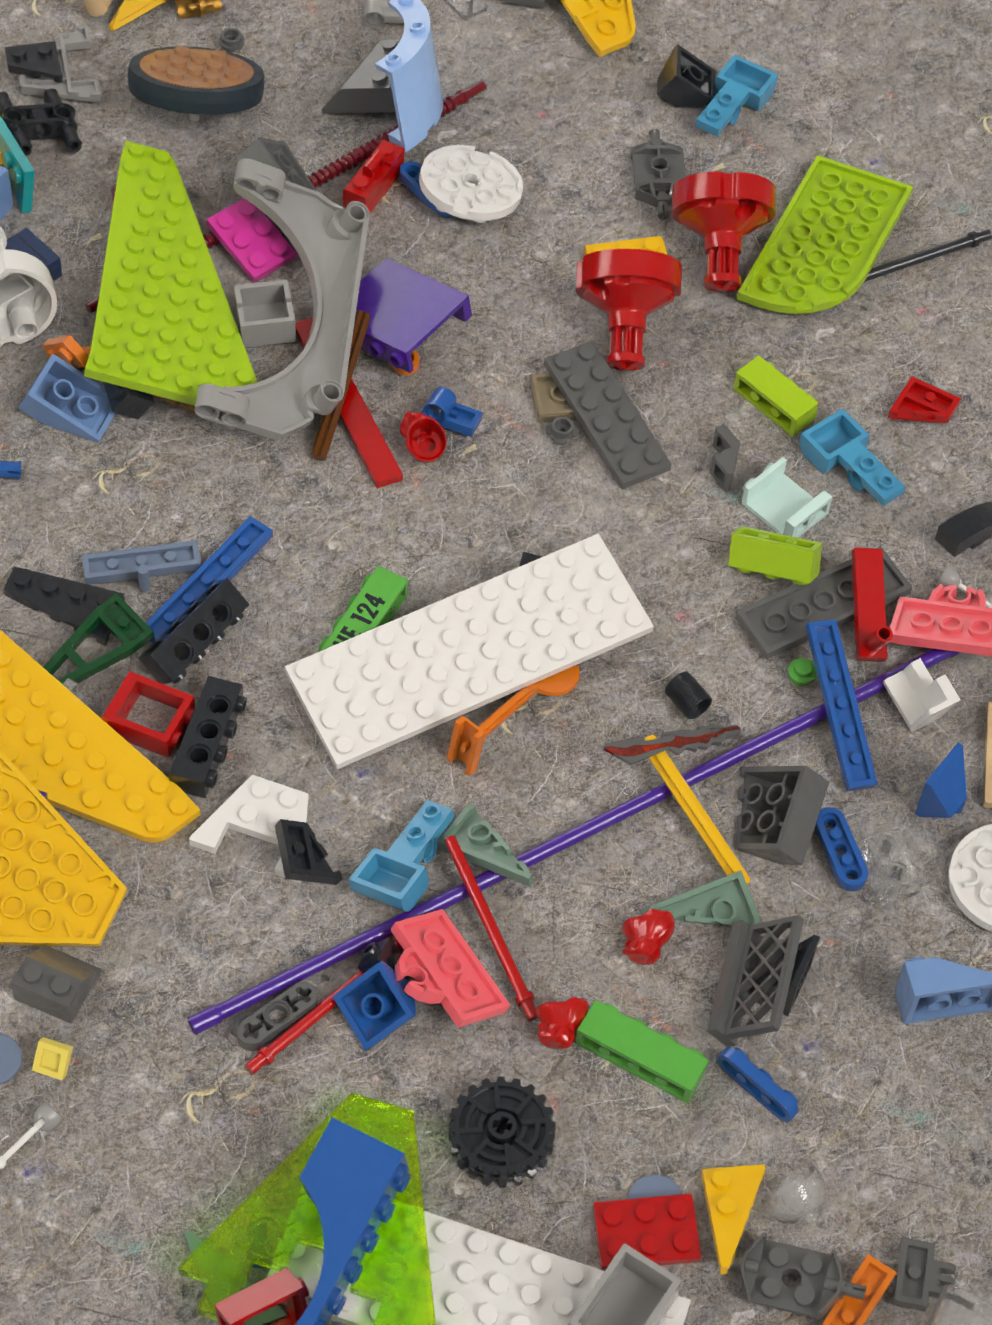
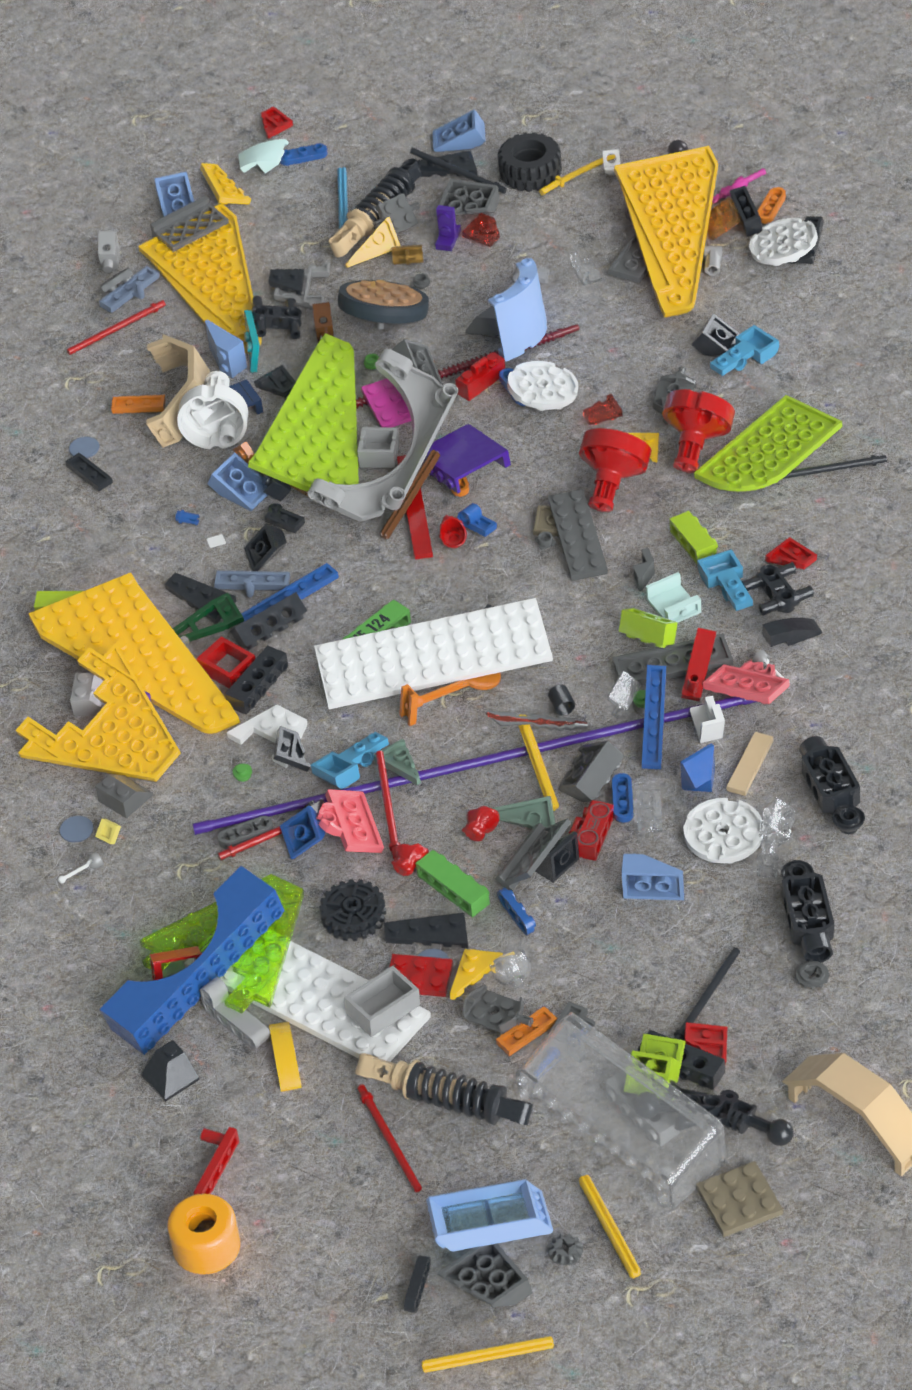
camera: 25 degrees right, 10 degrees down
(59, 501) = (216, 541): none -> white sticker
(72, 225) = (277, 382): none -> black wing
(116, 130) = (322, 310): none -> reddish brown torso
(143, 503) = (264, 546): none -> black slope
(155, 449) = (283, 518): none -> black hinge
(202, 174) = (370, 361): none -> bright green plate
(236, 905) = (242, 772): none -> bright green plate
(569, 211) = (603, 411): none -> clear red wing
(634, 1143) = (440, 929): none -> black wing
(781, 674) = (623, 693): none -> clear panel
(821, 904) = (595, 827): none -> red piece
(928, 461) = (776, 587): none -> black piece

